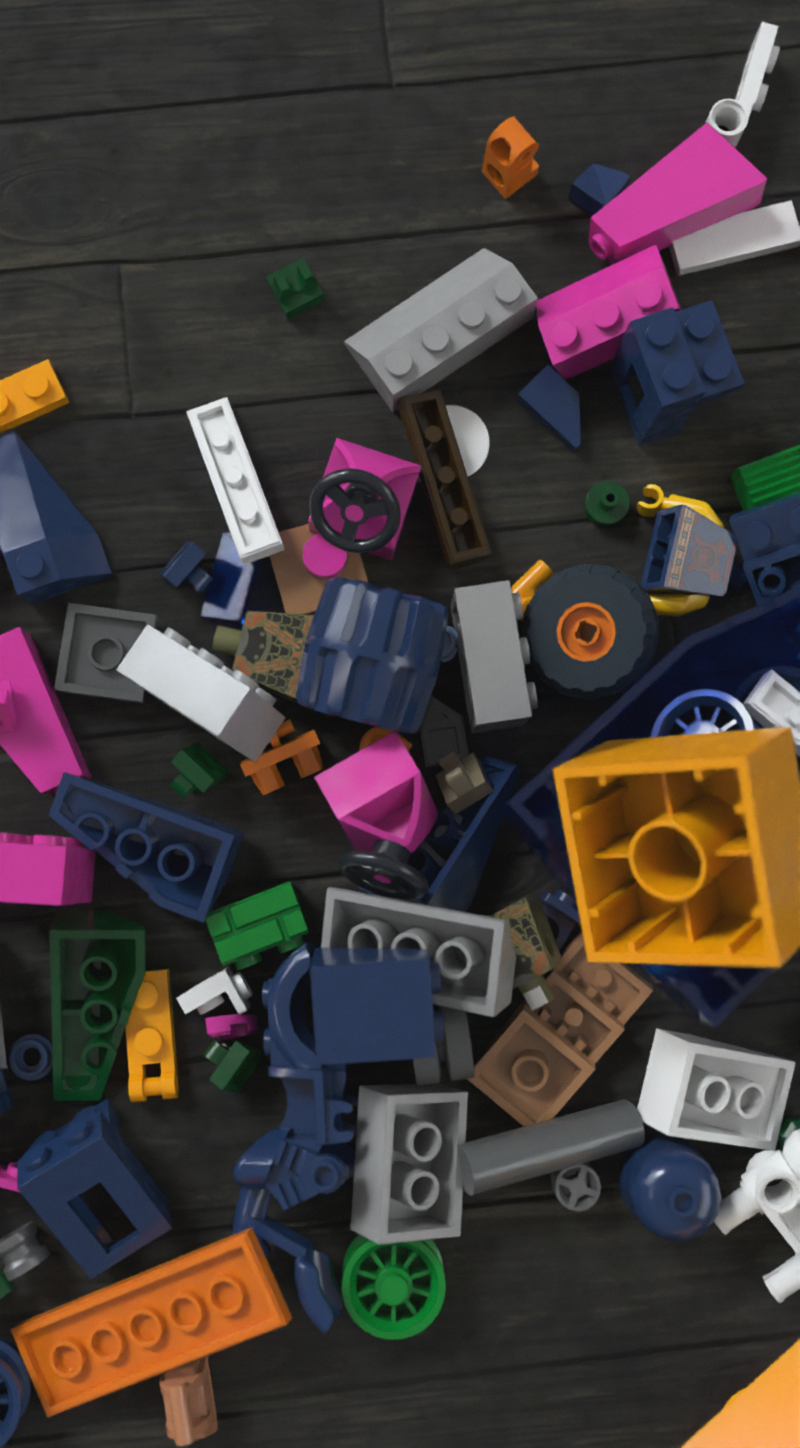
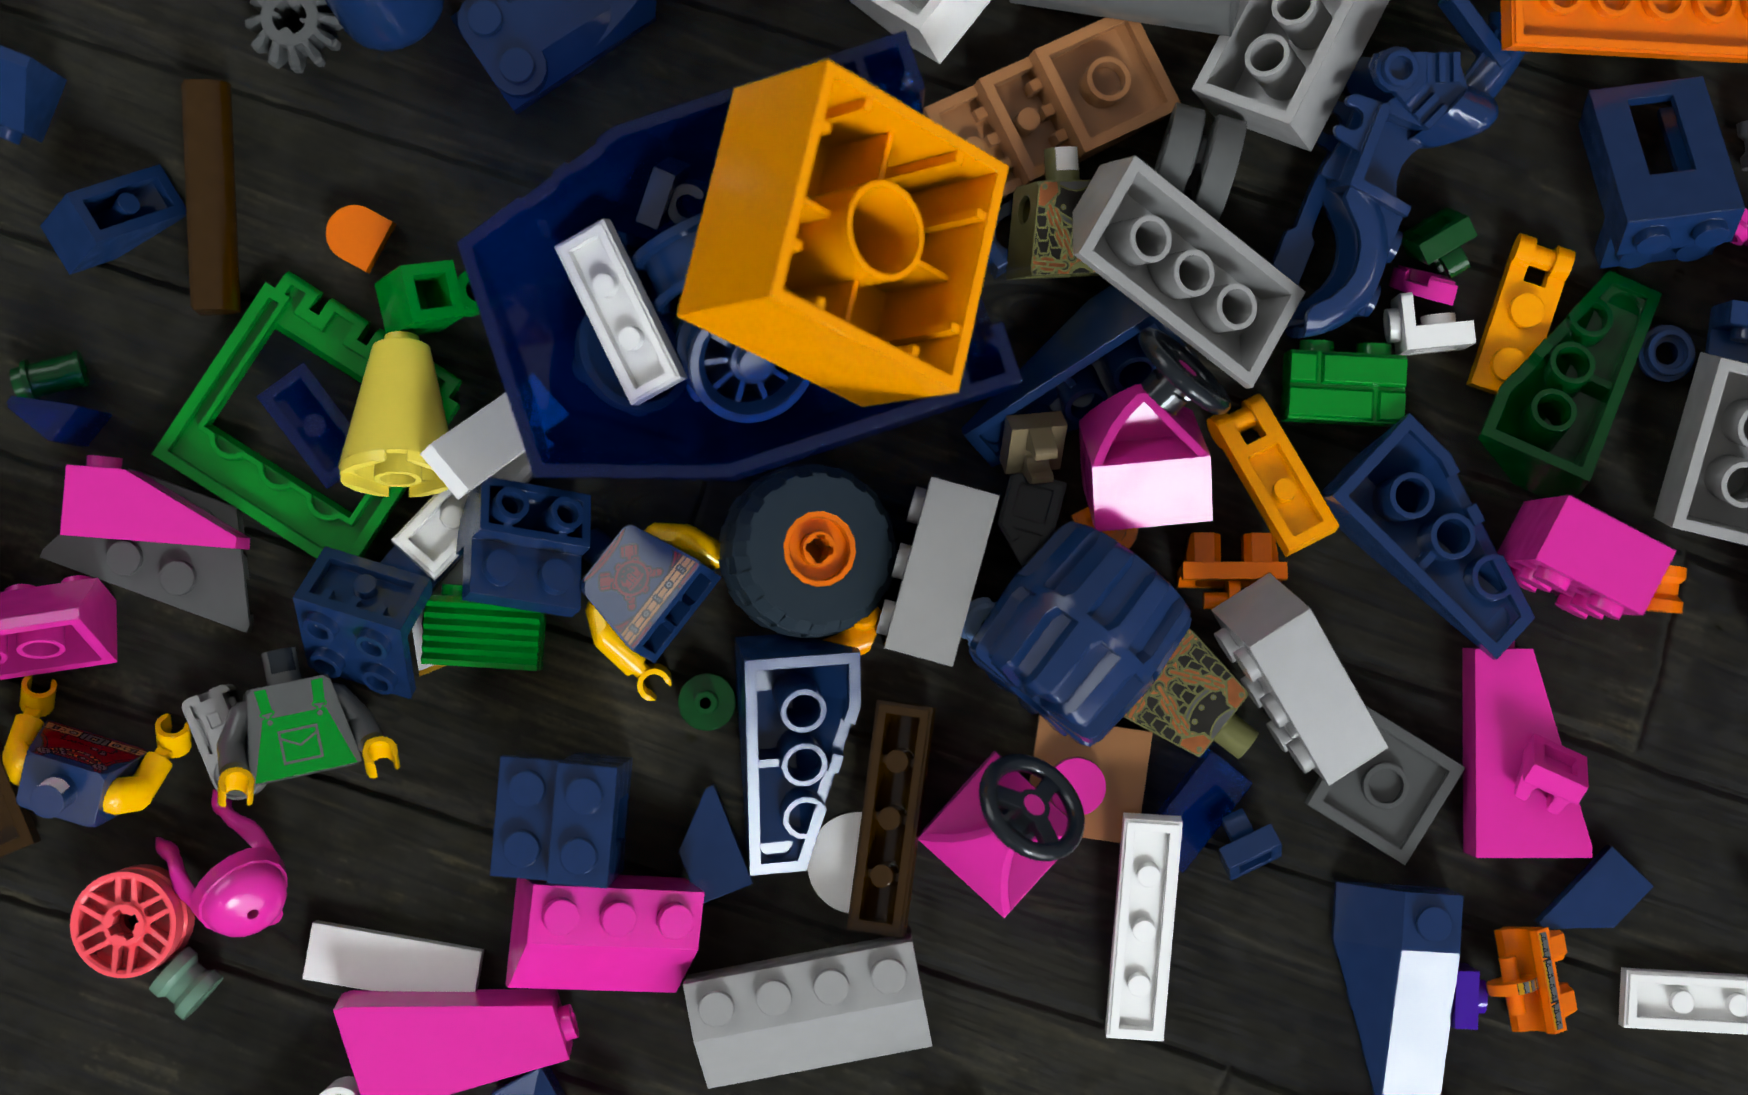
camera: 150 degrees left, 5 degrees up
(197, 769) = (1337, 597): dark green tile -> none
(280, 835) = (1273, 476): none -> light orange plate
(374, 1004) = (1263, 230): dark blue slope -> none
(538, 505) = (792, 733): none -> dark blue wedge

